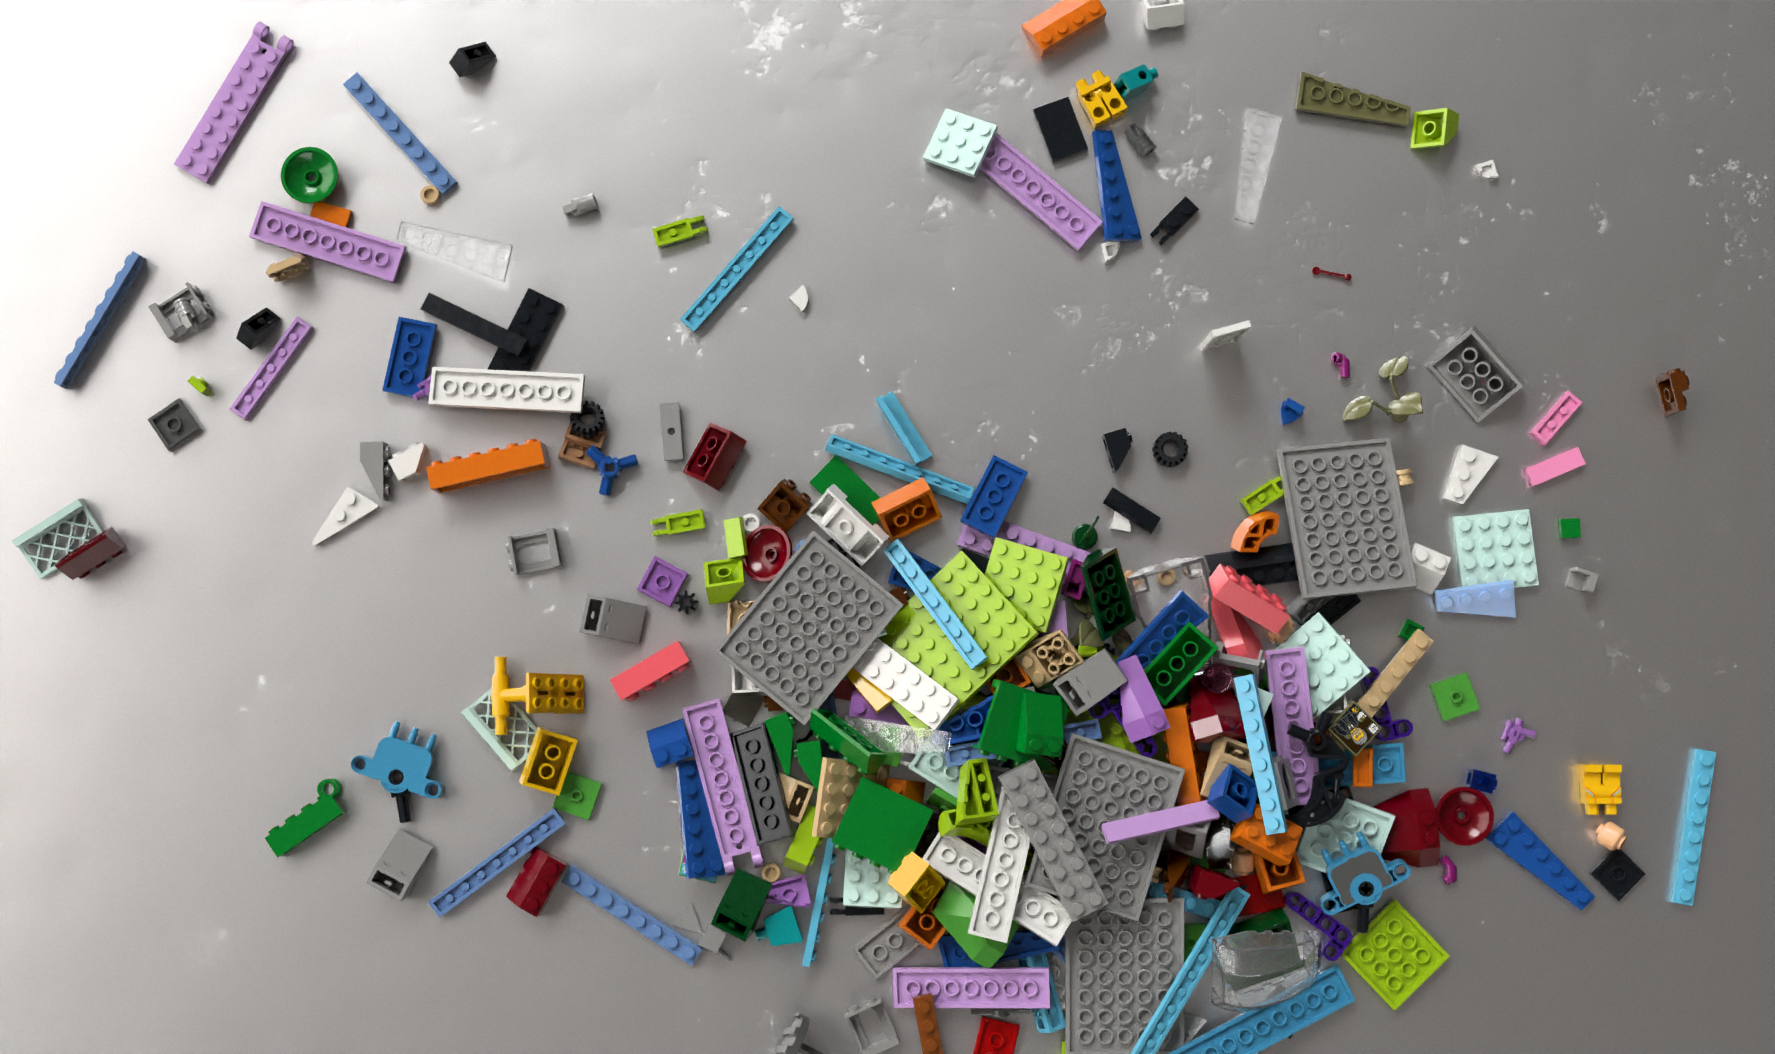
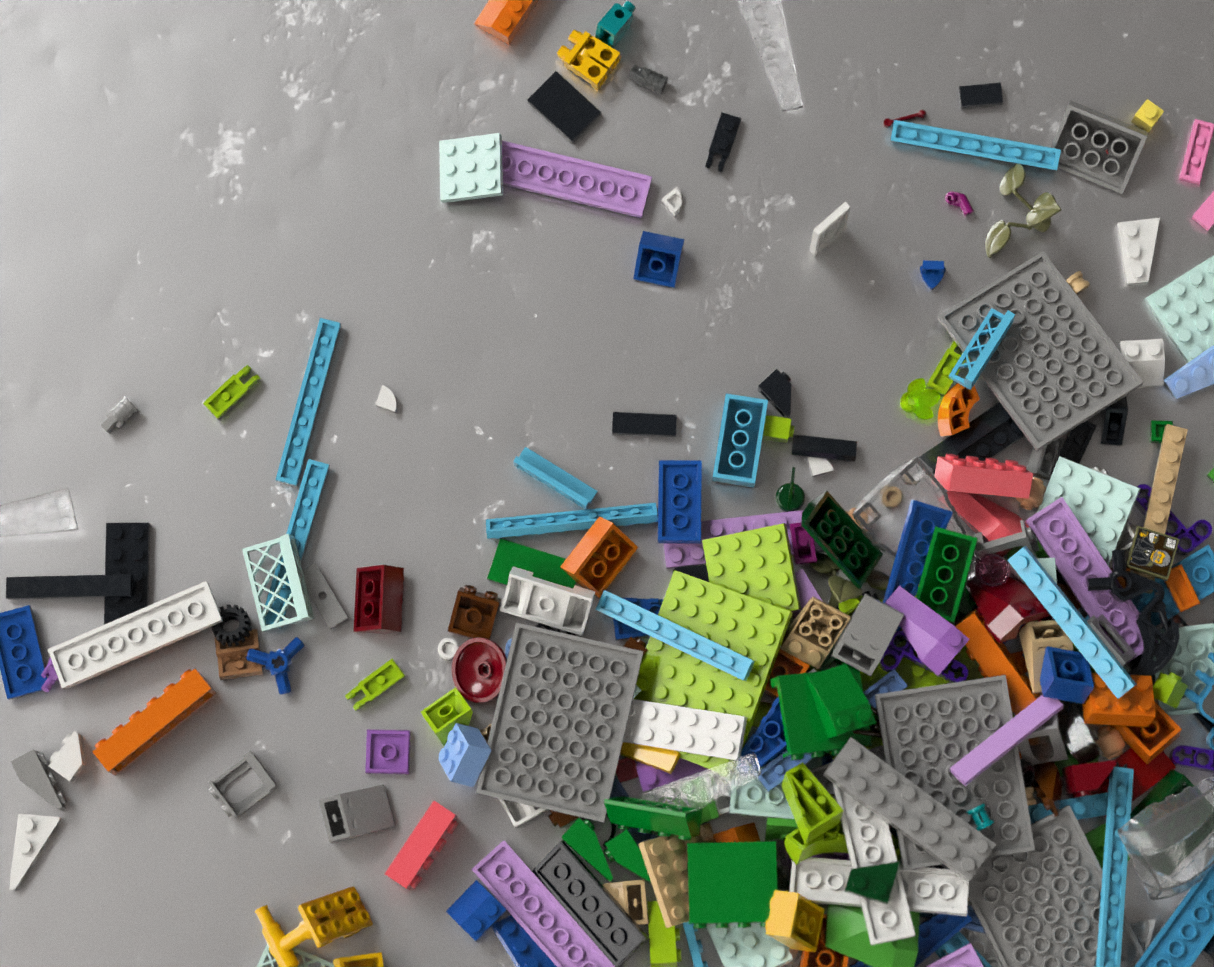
camera: 20 degrees left, 5 degrees down
(656, 408) = (296, 582): none -> light aqua fence
(670, 378) = (299, 527): none -> medium azure plate
(681, 603) = (420, 754): black gear -> none
(720, 615) = (464, 754): none -> light blue brick
(735, 537) = (440, 670): tile -> none
(743, 707) = (532, 837): clear smoke piece -> none
(994, 883) = (873, 881): none -> dark green wing
(996, 419) = (644, 424): none -> black tile
(1067, 471) = (740, 440): none -> medium azure brick
(1074, 291) = (658, 259): none -> blue slope
(1102, 476) = (777, 429): none -> lime brick
(1103, 872) = (979, 823): none -> teal bush
(1115, 200) = (657, 154): blue wing -> none
(1178, 441) = (832, 381): black tyre -> none
(1231, 509) = (922, 397): none -> clear neon green plate
(1305, 496) = (988, 349): none -> medium azure fence
(1312, 844) = (1169, 689): none -> lime brick
(1376, 606) = (1114, 422): none -> black slope
(1378, 324) = (975, 145): none -> medium azure plate
(1403, 285) = (980, 95): none -> black tile
(1531, 369) = (1147, 116): none -> light yellow brick

